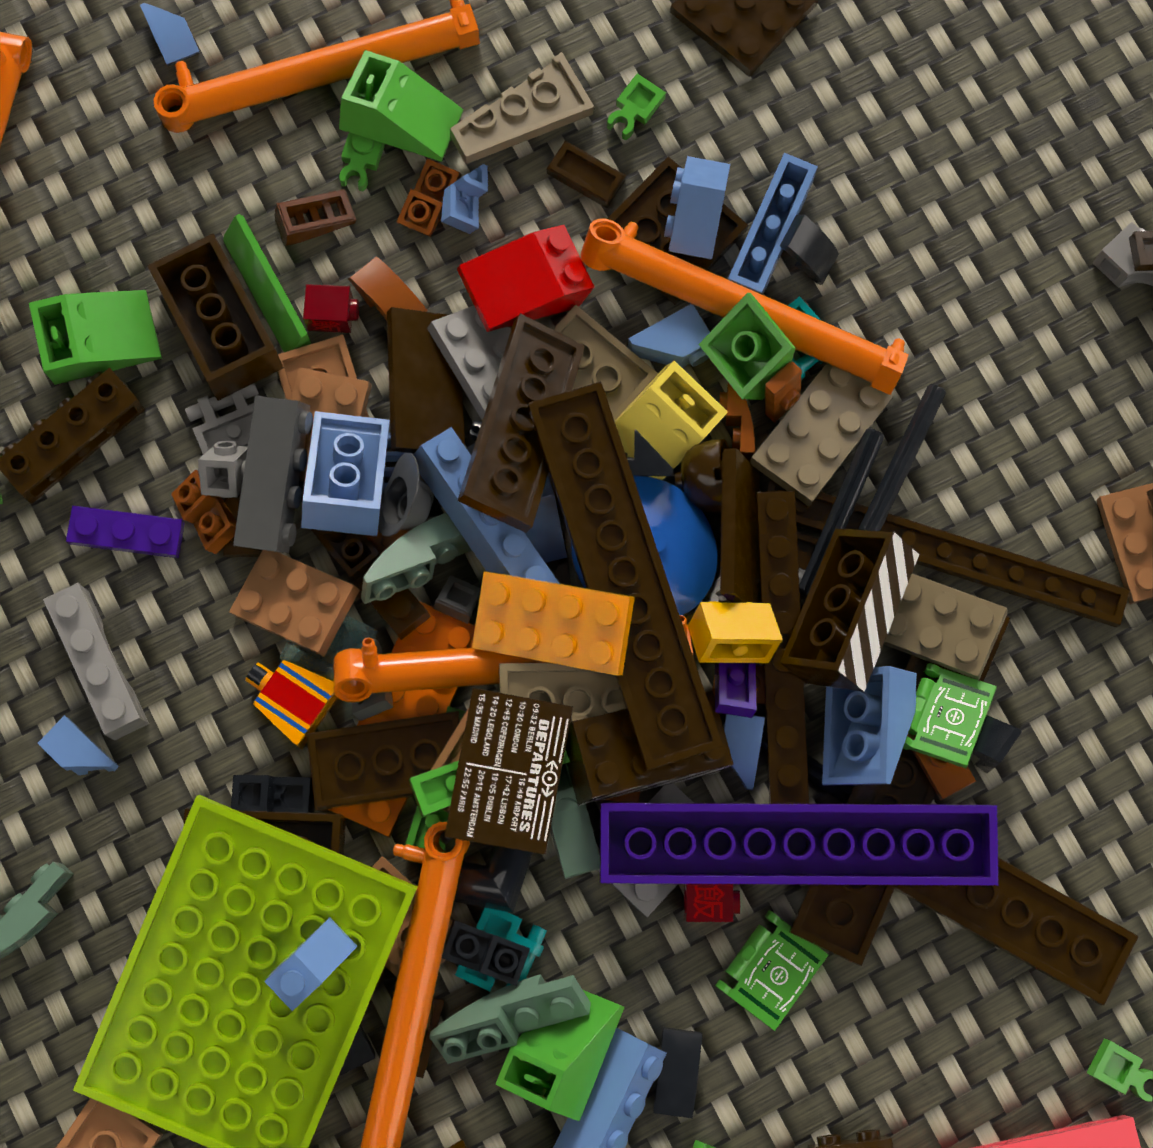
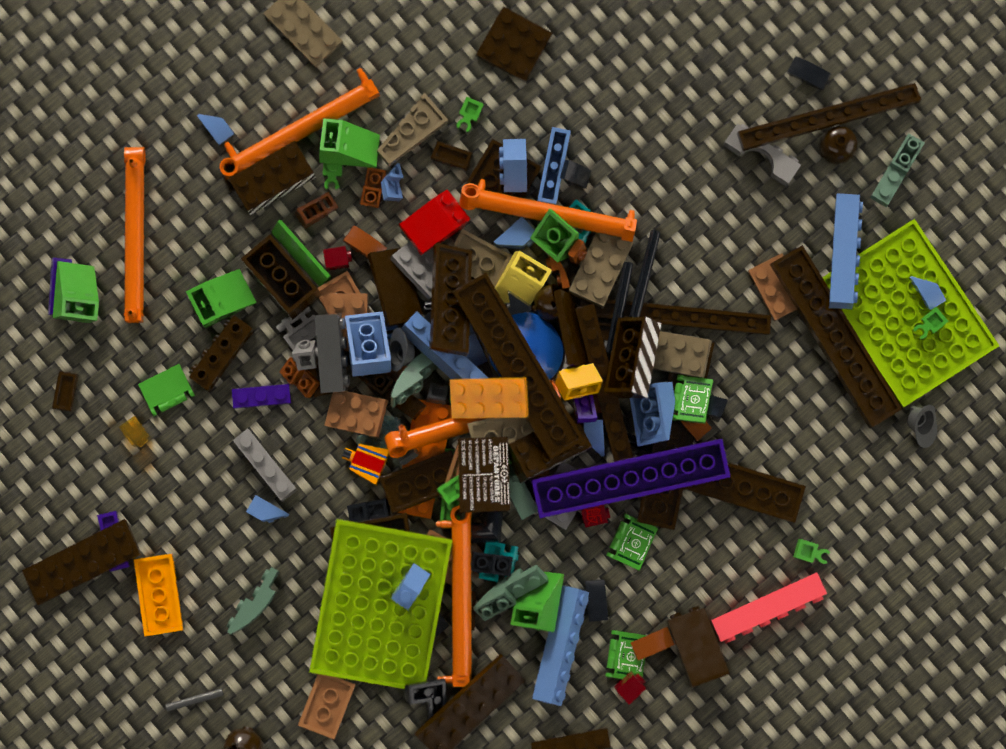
camera: 10 degrees left, 5 degrees up
(246, 140) = (272, 178): none -> dark brown brick

